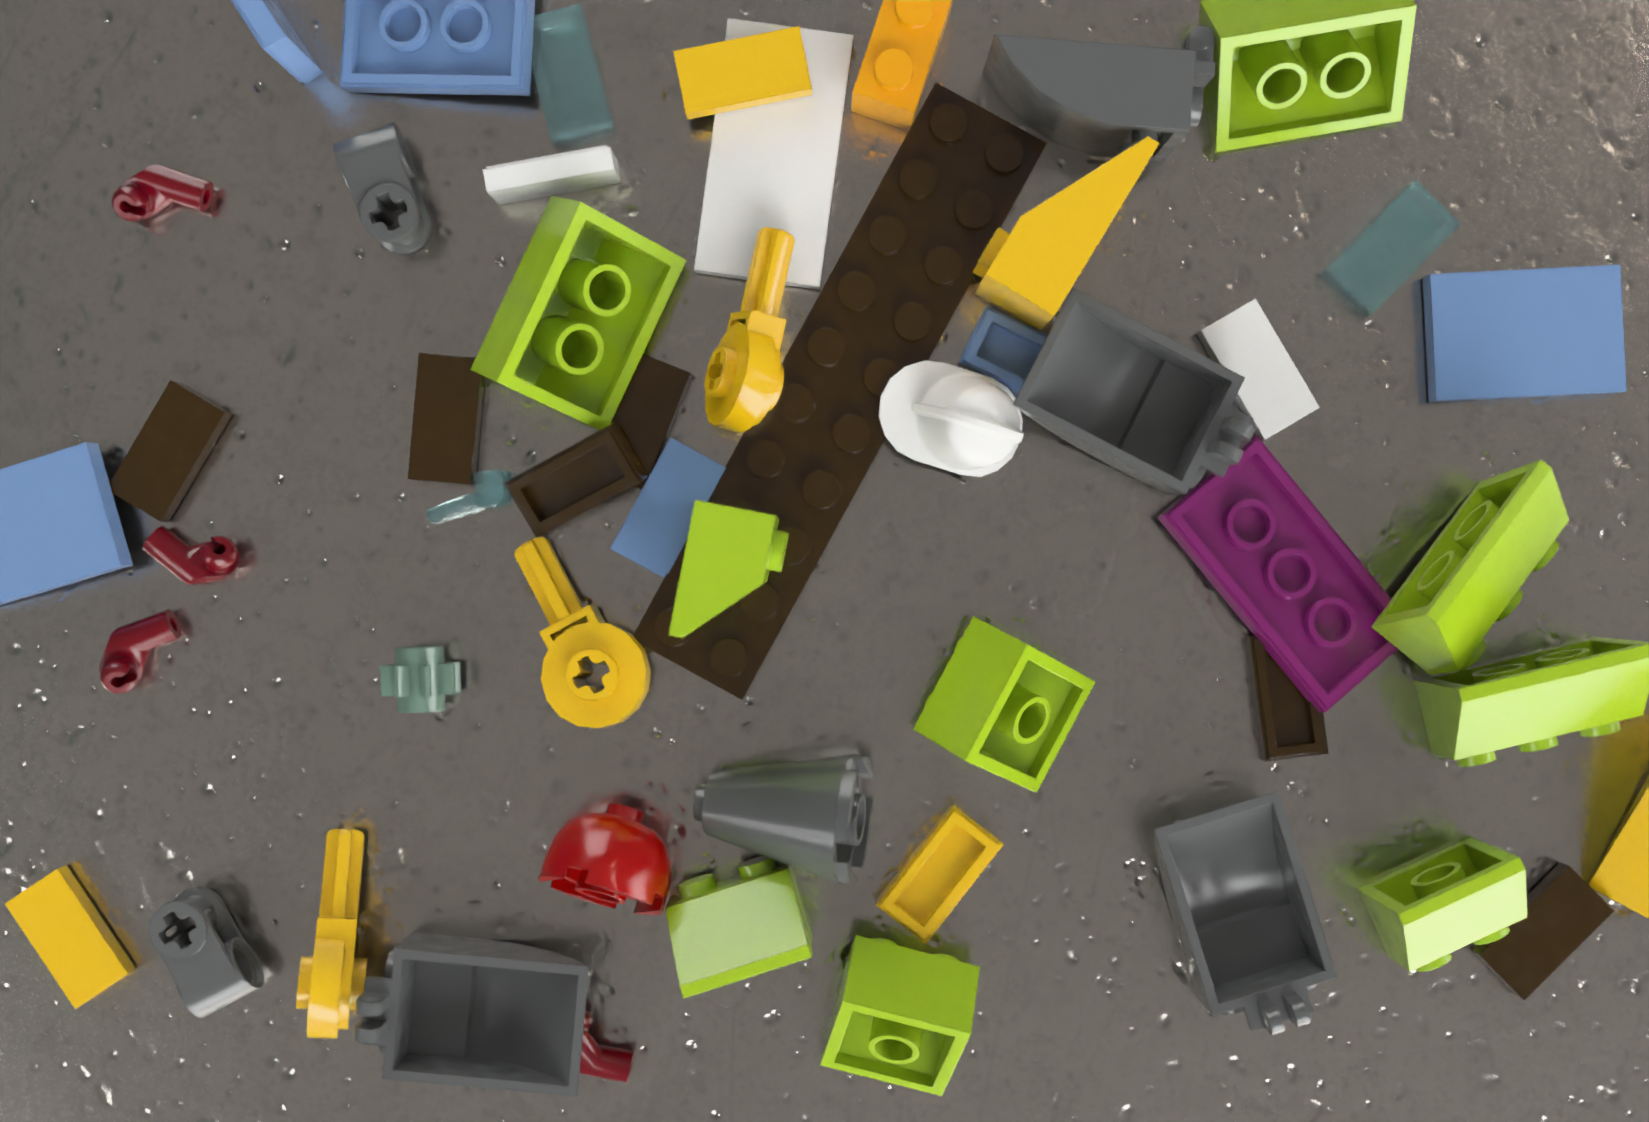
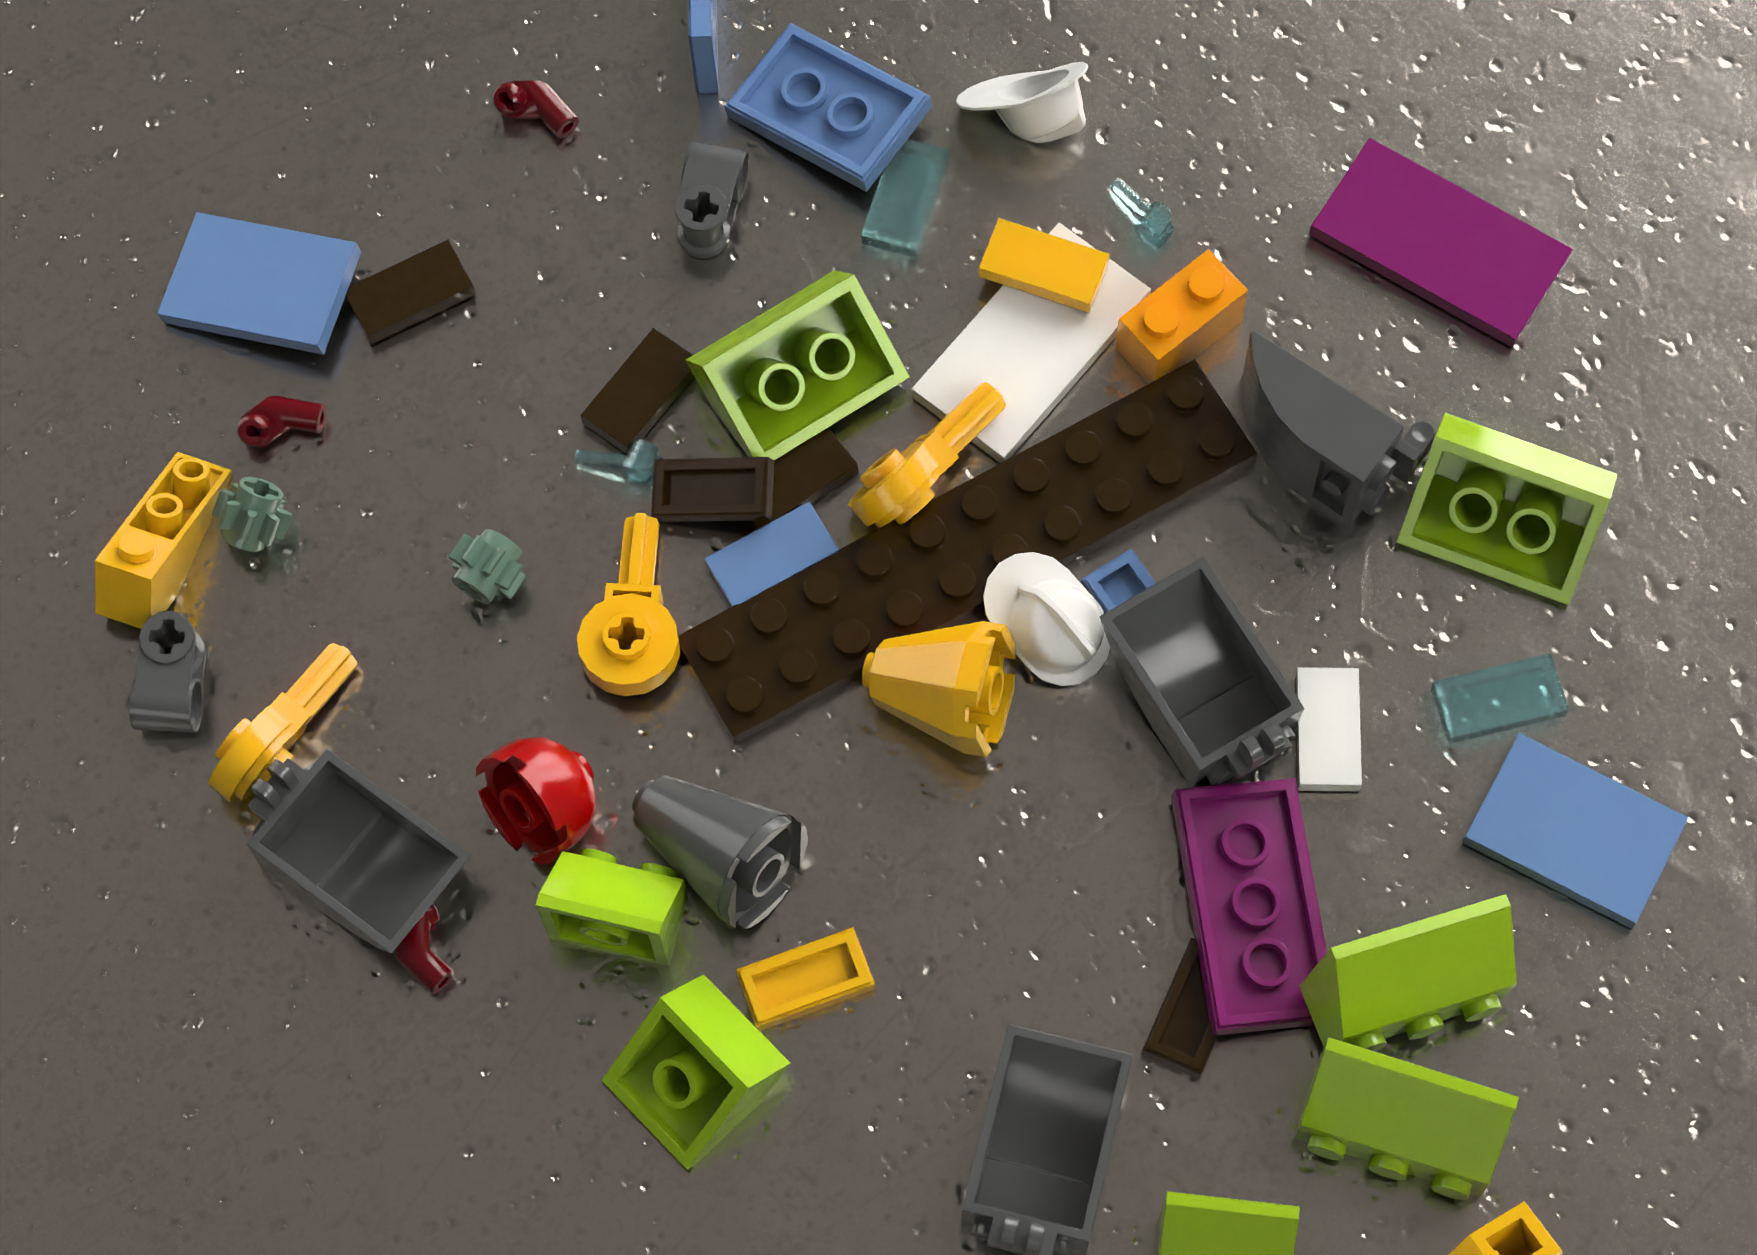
camera: 35 degrees right, 20 degrees down
(70, 936) = (66, 619): yellow tile -> none
(106, 832) = (158, 541): none -> yellow slope
(173, 760) = (251, 514): none -> sand green gear
(193, 563) = (372, 384): dark red arm -> none
(552, 174) = (832, 250): white tile -> none
(724, 561) = (788, 599): lime slope -> none
(902, 542) = (947, 683): none -> yellow cone
(1003, 705) = (949, 868): lime slope -> none
(1049, 246) = (1223, 515): yellow slope -> none

